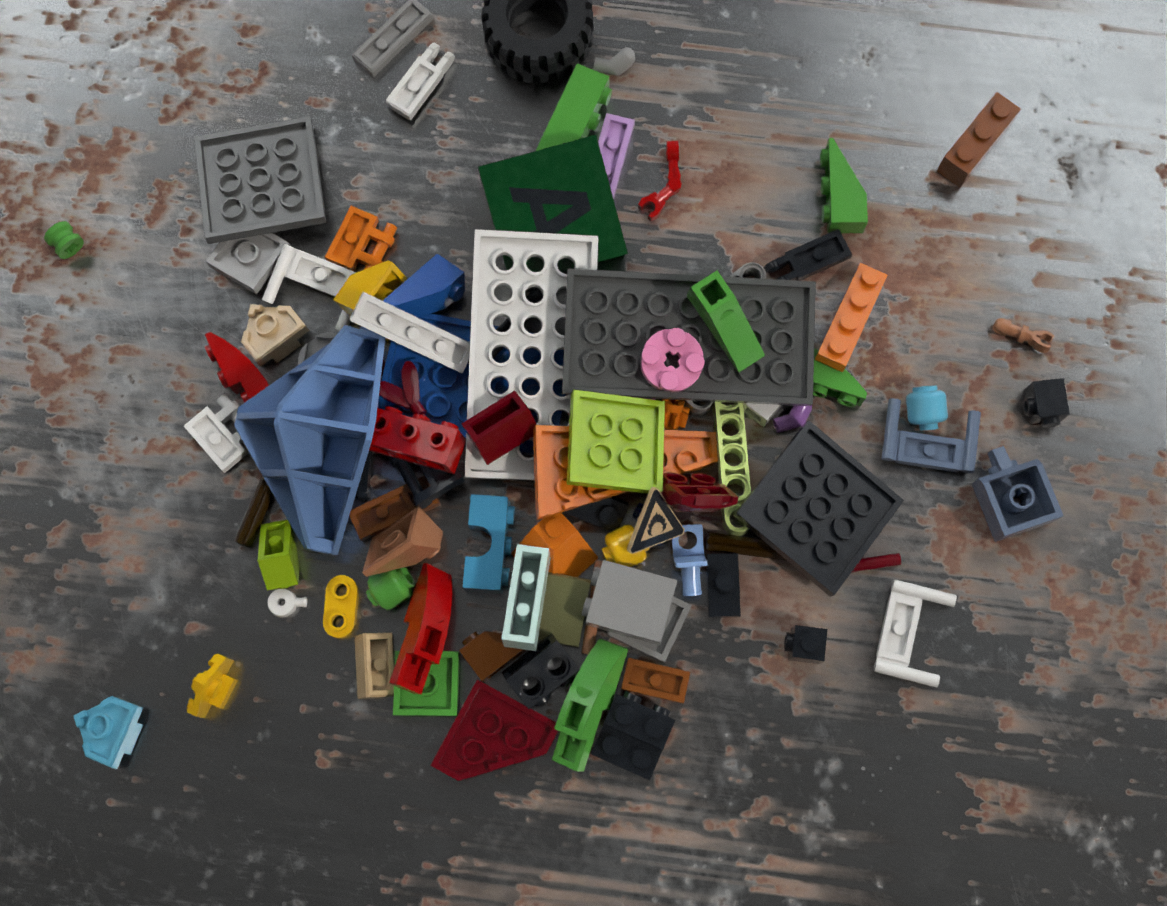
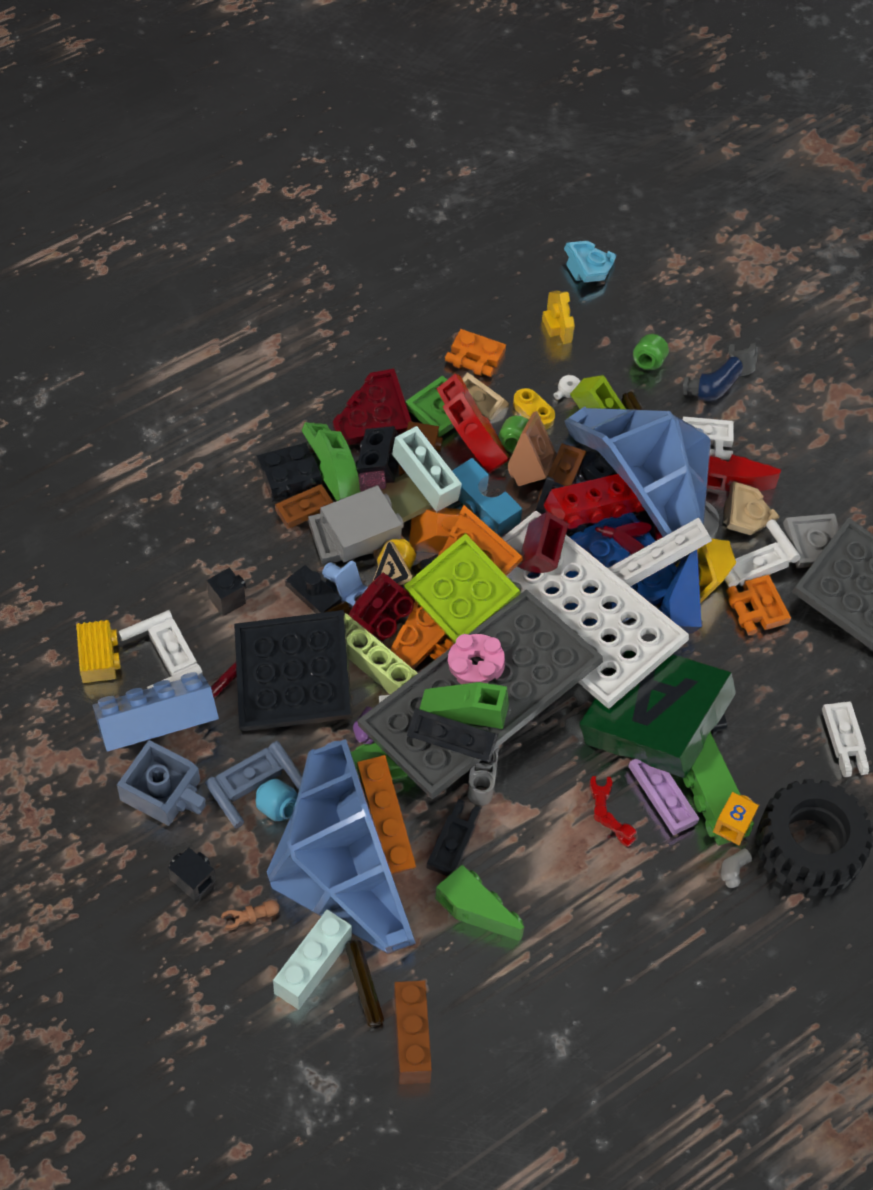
camera: 130 degrees right, 20 degrees down
(154, 478) = (716, 384): none -> piece
(171, 567) = (650, 352): none -> bright green head
(322, 724) = (477, 349): none -> orange plate
(580, 638) = (372, 479): none -> clear pink slope
(593, 68) = (736, 818): none -> light orange brick
(759, 306) = (452, 734): none -> black plate
(931, 318) = (335, 854): none -> medium blue panel
(970, 682) = (96, 651): none -> yellow brick
(975, 564) = (155, 711): none -> medium blue brick
(978, 210) = (364, 983): none -> dark brown axle
(1008, 252) = (312, 959): none -> light aqua brick

